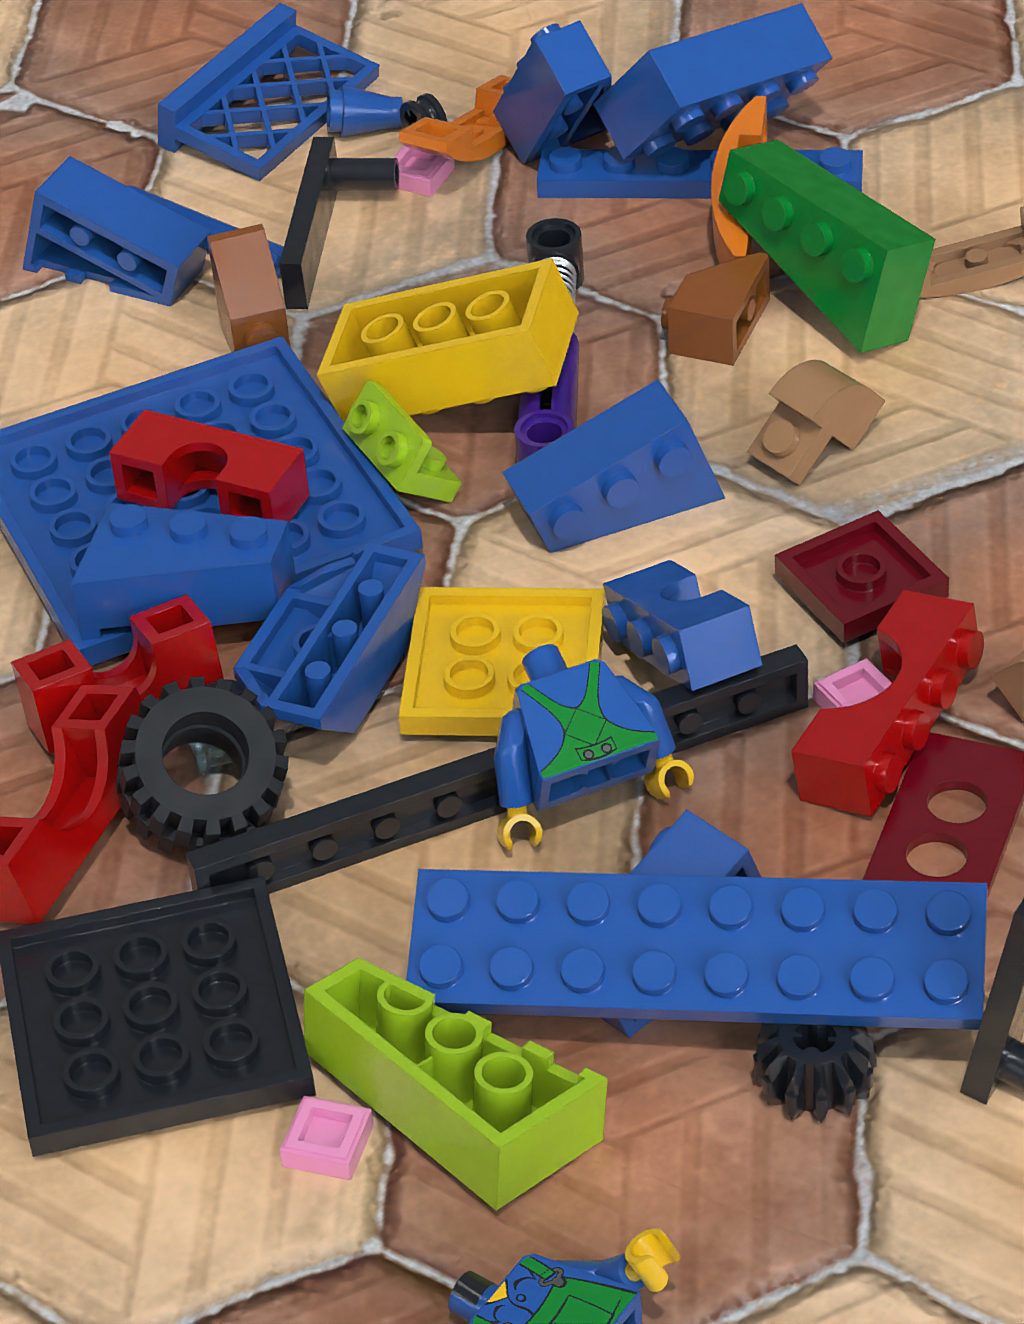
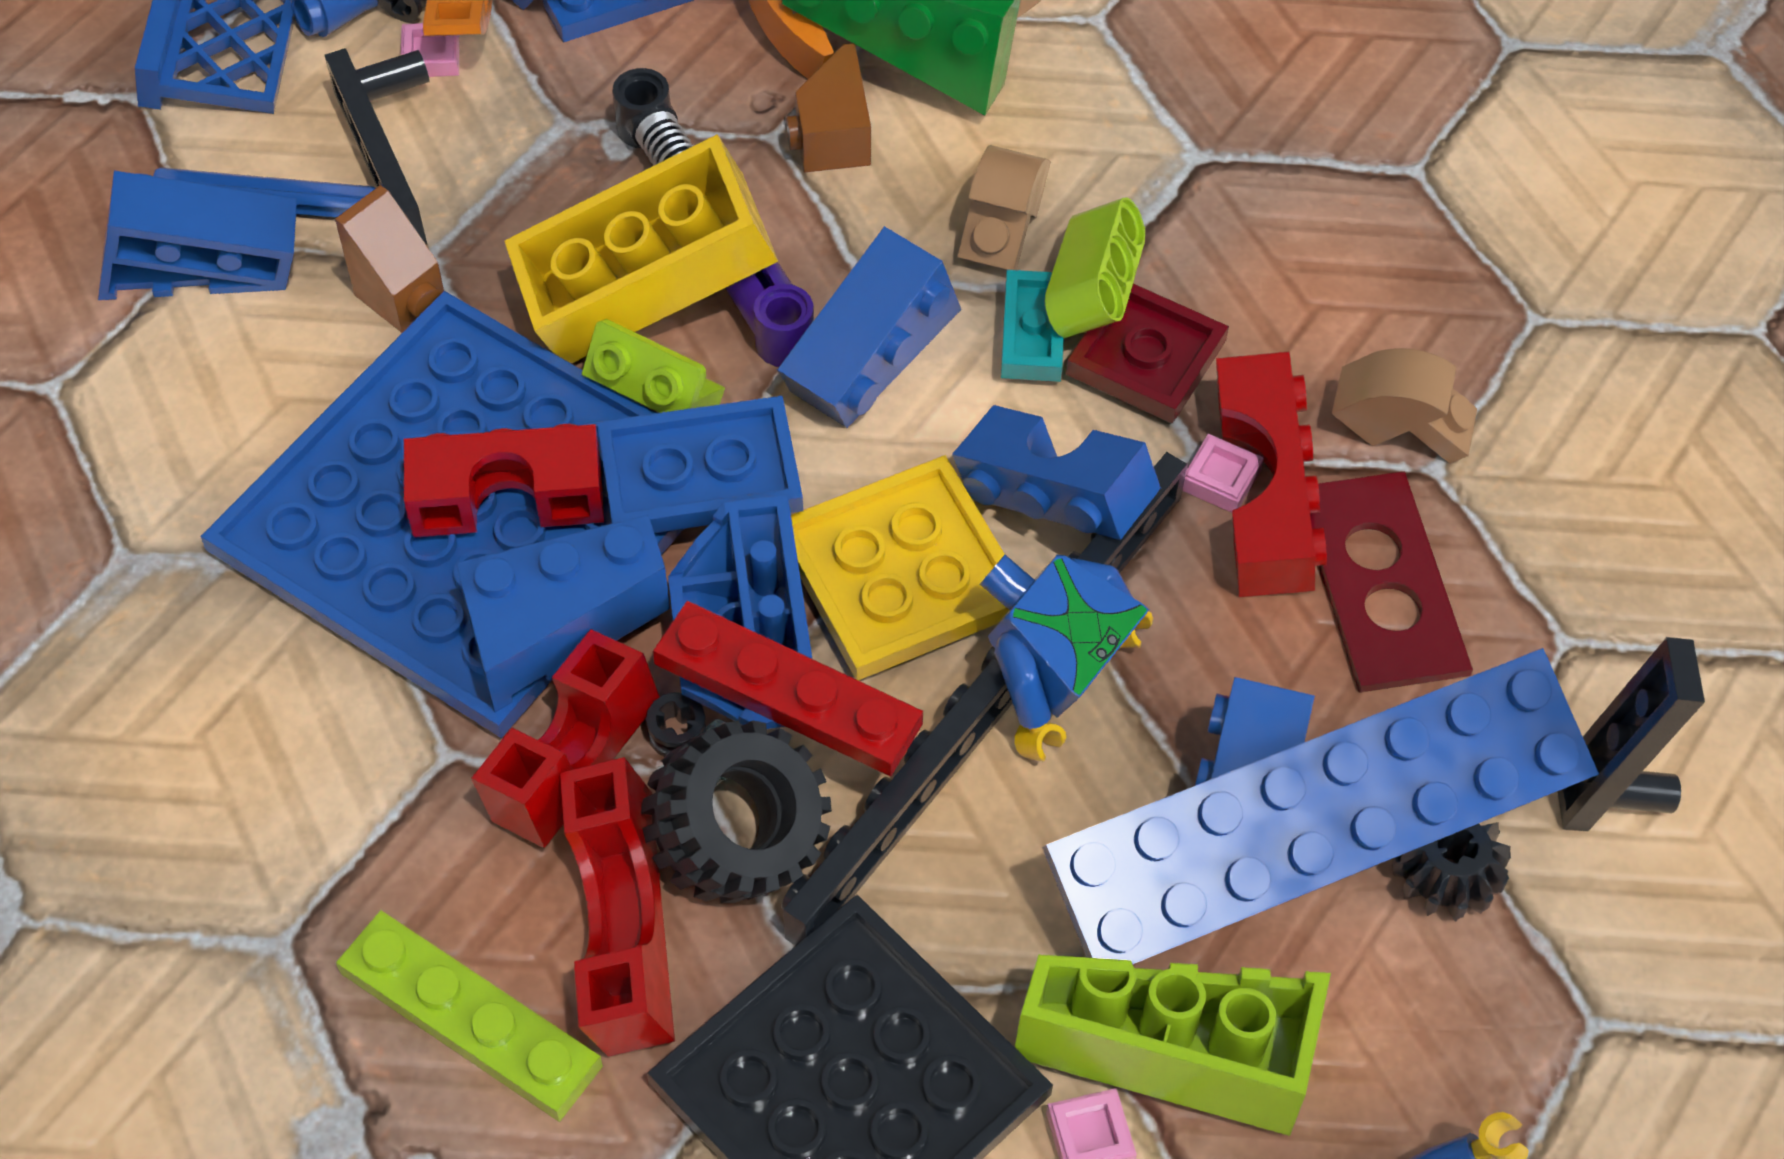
camera: 35 degrees left, 15 degrees up
(306, 687) = (788, 688): none -> red plate
(354, 503) = (695, 459): none -> blue plate
(770, 522) = (1029, 342): none -> teal plate
(853, 488) = (1095, 268): none -> lime beam

